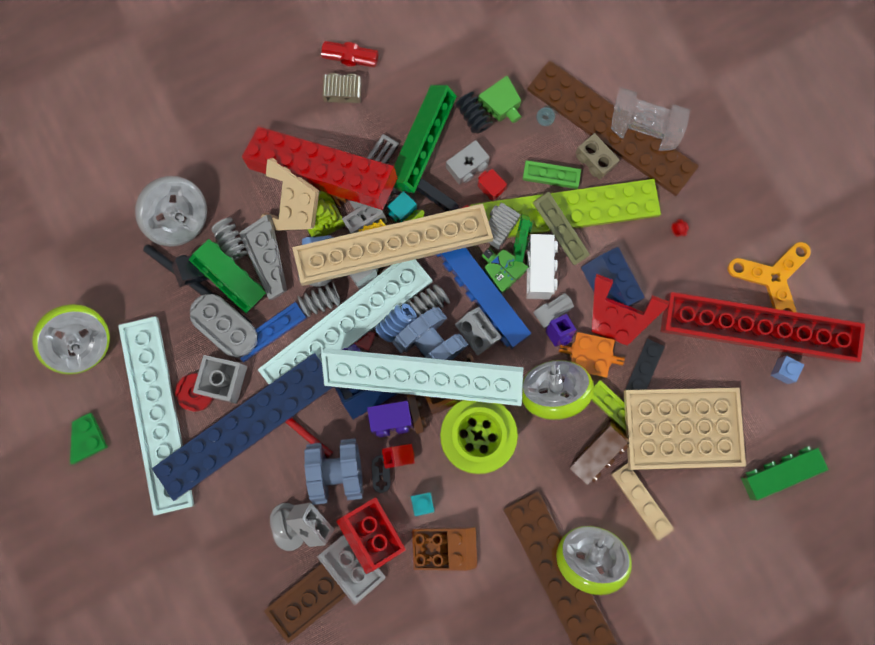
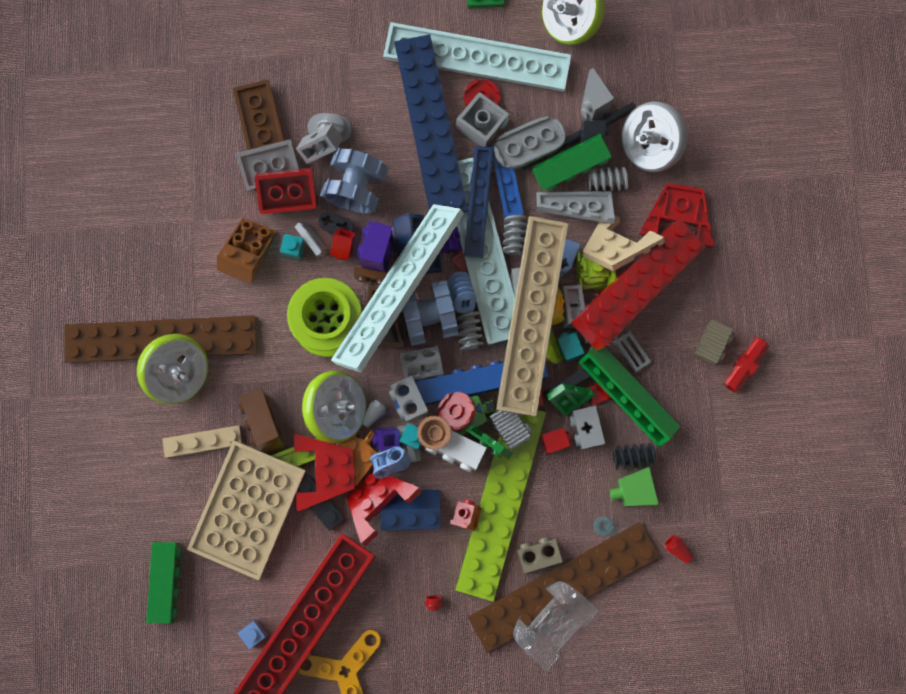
camera: 115 degrees right, 0 degrees up
(152, 283) = (596, 97): none -> light grey slope
(226, 165) = (684, 204): none -> red wing
(301, 347) = (478, 202): none -> dark blue tile
(308, 436) = (396, 177): red bar -> none
(406, 489) = (312, 239): none -> light grey tile
(433, 168) = (600, 394): none -> red tile
(449, 188) = (569, 397): none -> green wing
(509, 277) = (457, 410): none -> tile
(515, 321) = (412, 397): none -> light grey brick
(534, 48) = (678, 548): none -> red cone
(541, 282) = (434, 432): none -> nougat hat
(541, 354) = (374, 413): none -> light grey cone
(550, 305) = (410, 437): none -> teal brick
(551, 174) = (541, 503): bright green plate -> none
(561, 228) = (483, 484): olive plate -> none
(585, 320) = (386, 462): none -> medium blue piece
(587, 228) = (466, 515): none -> brick
(612, 365) = (333, 470): none -> red wing

